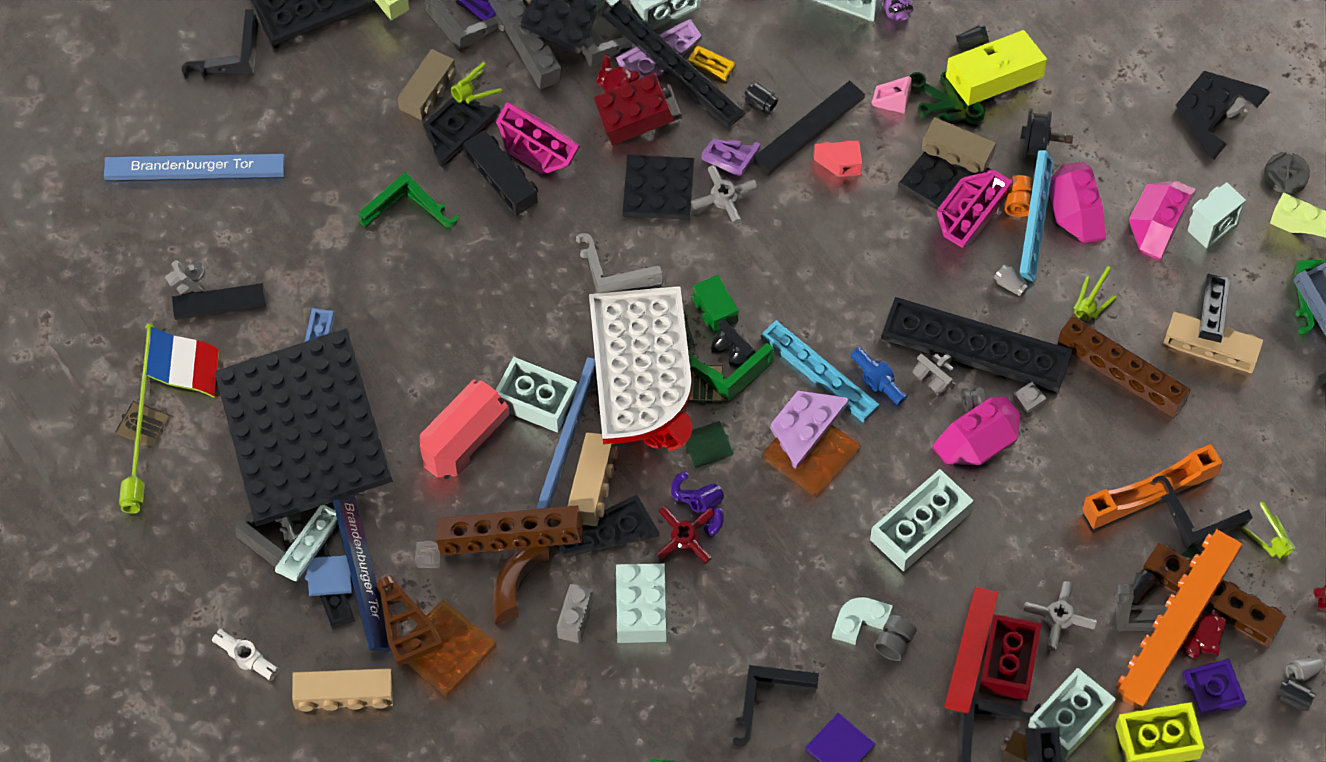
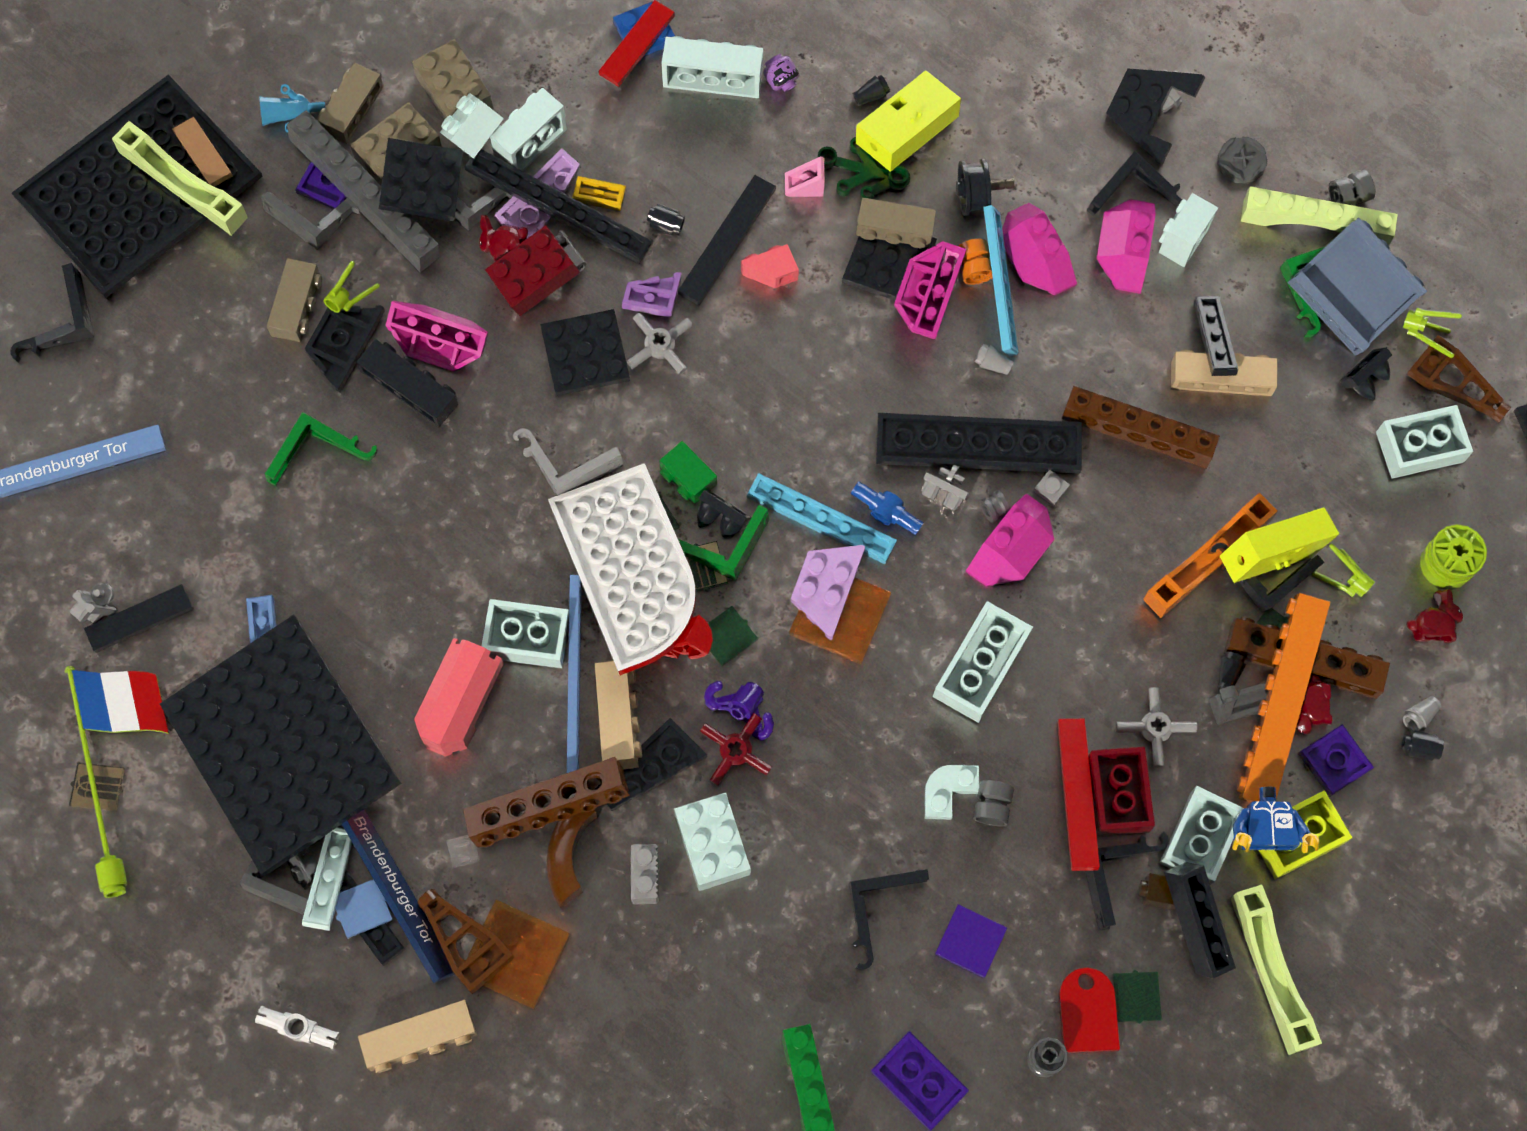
camera: 20 degrees left, 10 degrees up
(1086, 308) = (1082, 370): lime plant -> none
(1131, 715) = (1271, 826): none -> blue torso
(1194, 161) = (1143, 172): none -> black hinge
(1213, 489) = (1279, 544): none -> neon yellow brick

